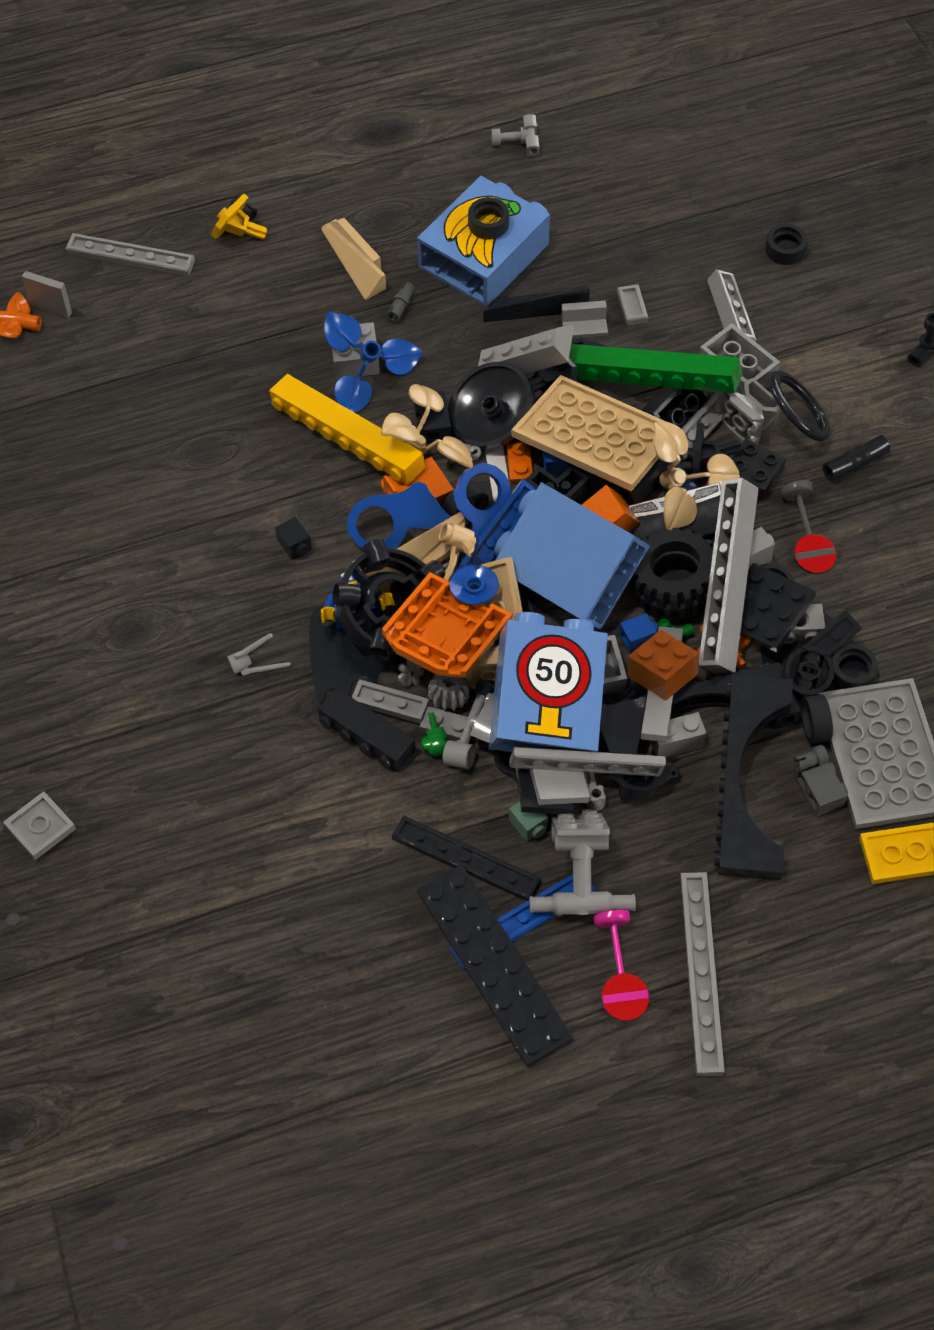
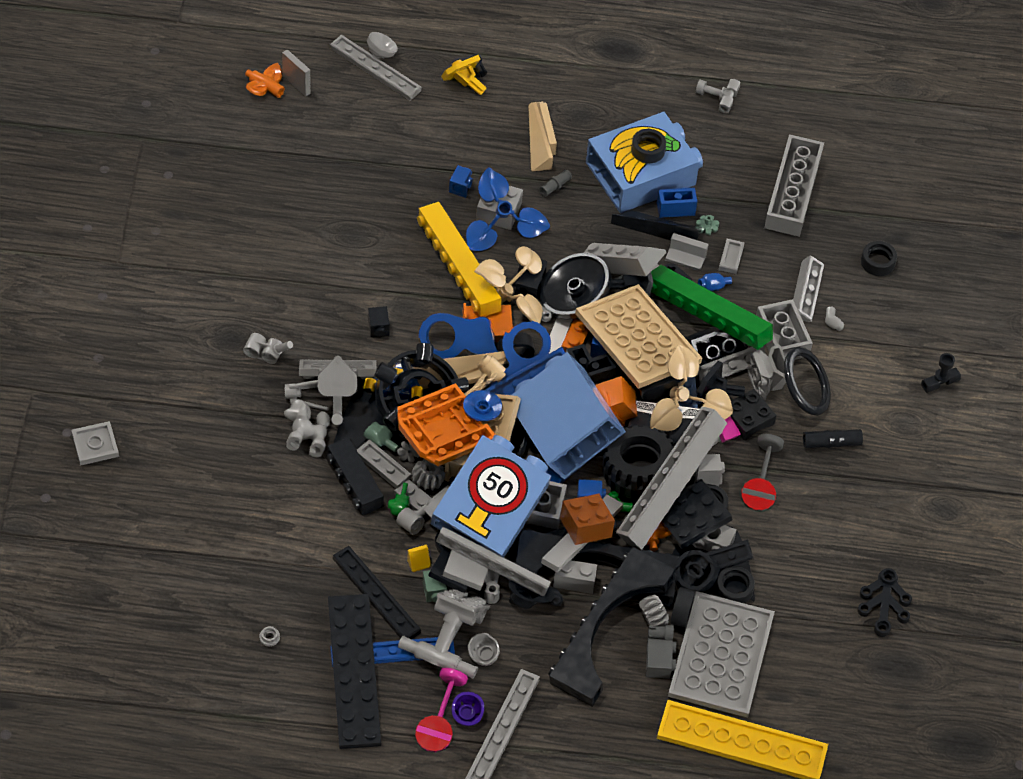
camera: 20 degrees right, 5 degrees down
(125, 227) = (381, 45): none -> light grey piece
(186, 627) = (269, 352): none -> light grey beam
(278, 700) = (304, 429): none -> light grey animal
(289, 623) = (337, 378): none -> light grey plate
(297, 342) = (460, 181): none -> blue brick
(368, 962) = (269, 631): none -> light grey plate
(369, 670) = (380, 436): none -> sand green piece
(492, 794) = (419, 558): none -> yellow slope
(545, 269) = (677, 202): none -> blue brick
(587, 279) = (708, 224): none -> sand green plant
(627, 869) = (483, 649): none -> light grey hair
(632, 338) = (714, 281): none -> blue plant
(647, 953) = (466, 713): none -> dark purple helmet
(656, 202) = (794, 185): none -> light grey brick
(776, 330) = (833, 321): none -> light grey arm
(788, 738) = (654, 611): none -> light grey gear

